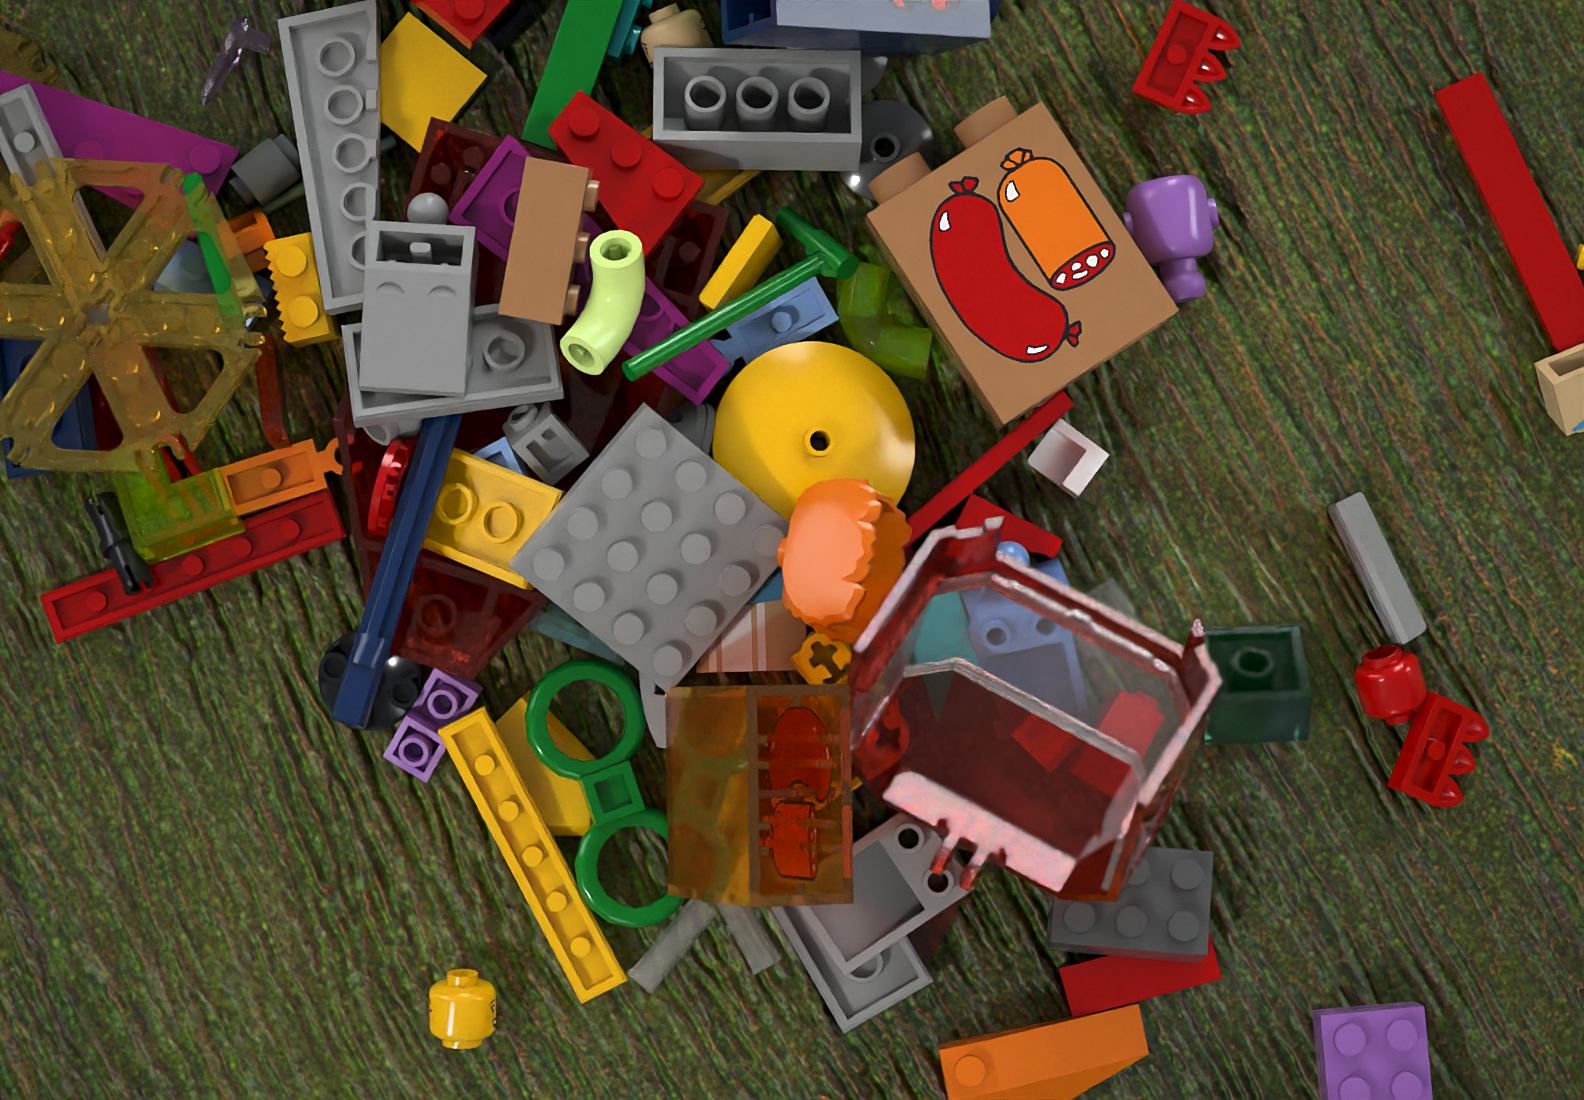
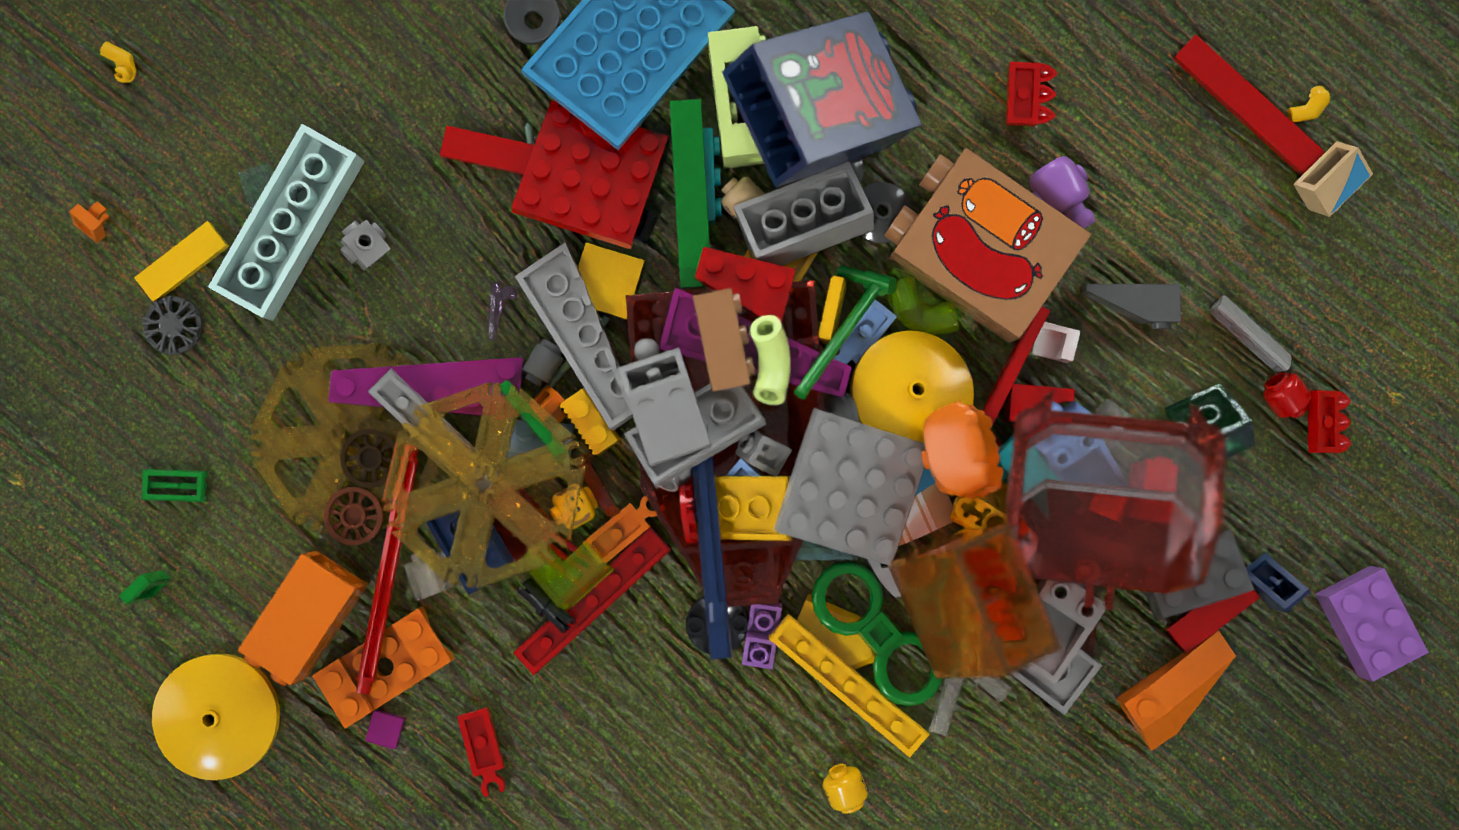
camera: 20 degrees left, 0 degrees up
(237, 417) = (585, 509): none -> yellow head
(1226, 451) = (1140, 302): none -> dark grey slope
(1251, 963) = (1275, 584): none -> dark blue slope

